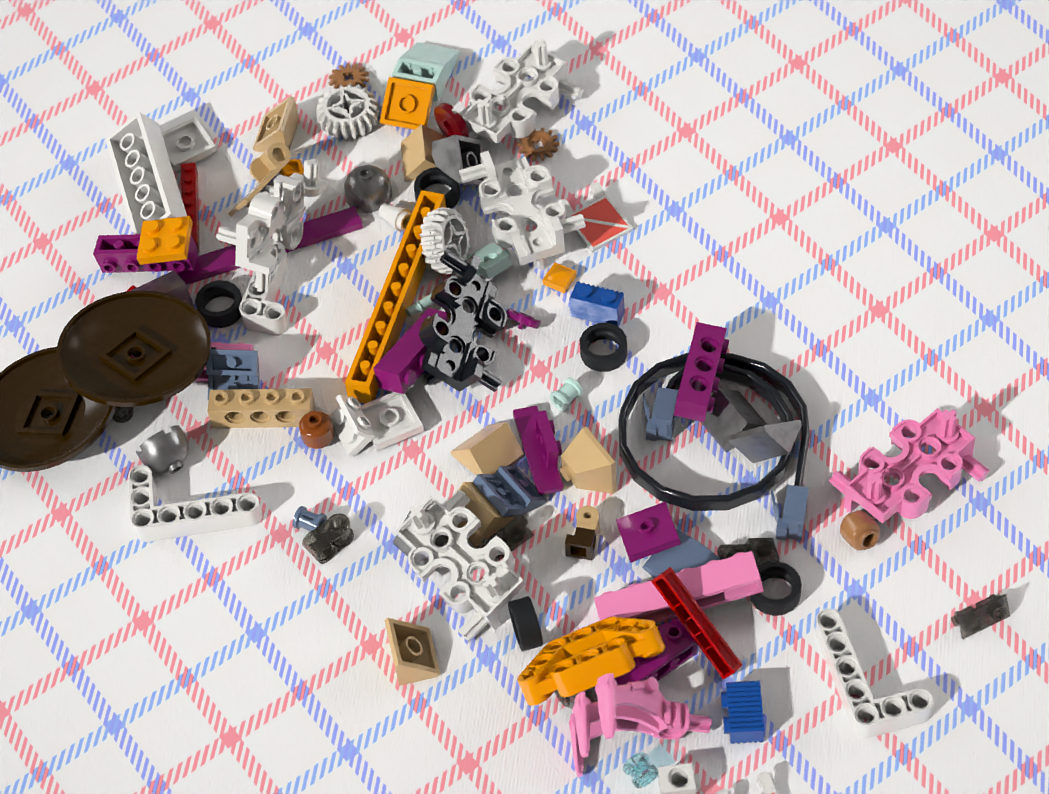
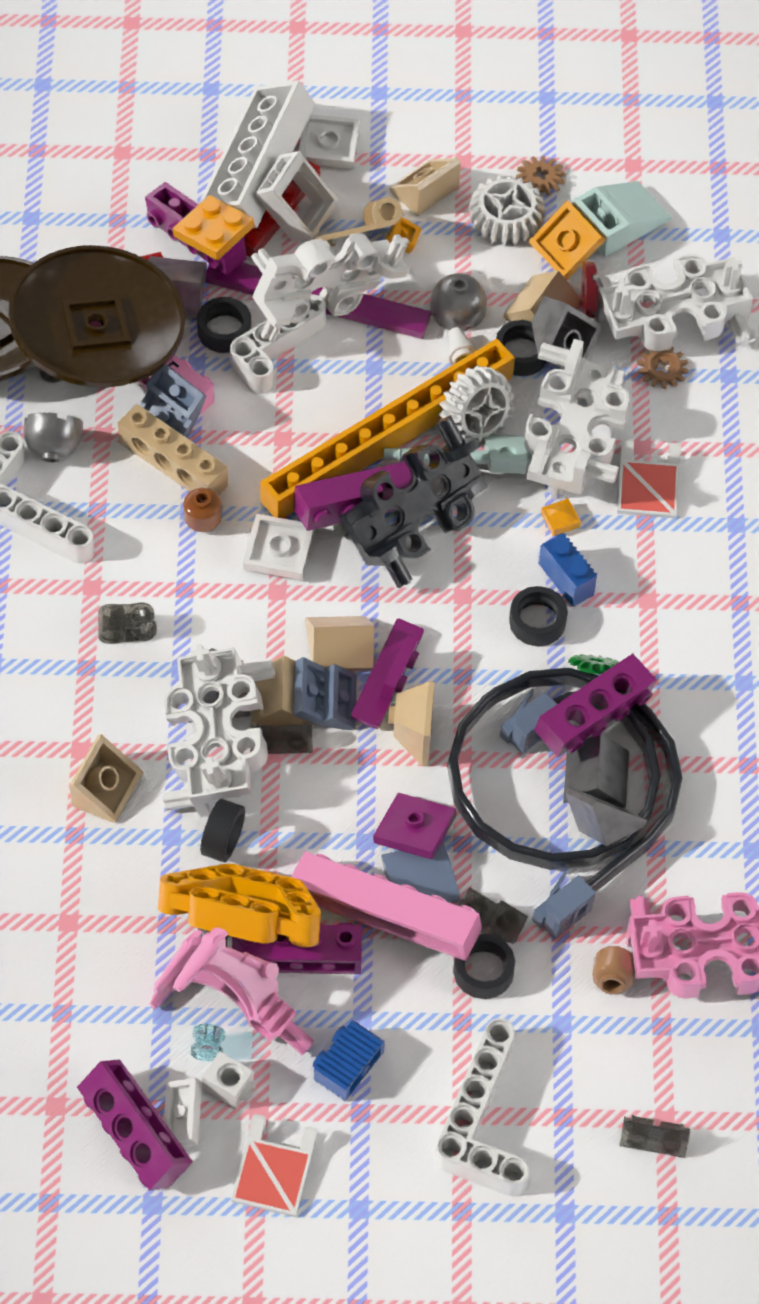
camera: 30 degrees right, 5 degrees up
(188, 171) = (269, 193): none -> white window
(307, 519) = (125, 581): sand blue bush -> none
(351, 425) = (238, 527): white bracket -> none
(523, 319) = (488, 534): magenta piece -> none
(566, 394) = (461, 637): light aqua bush -> none
(584, 540) = (357, 785): dark brown leg -> none
(671, 350) = (591, 663): none -> green gear
(697, 623) = (371, 944): red piece -> none

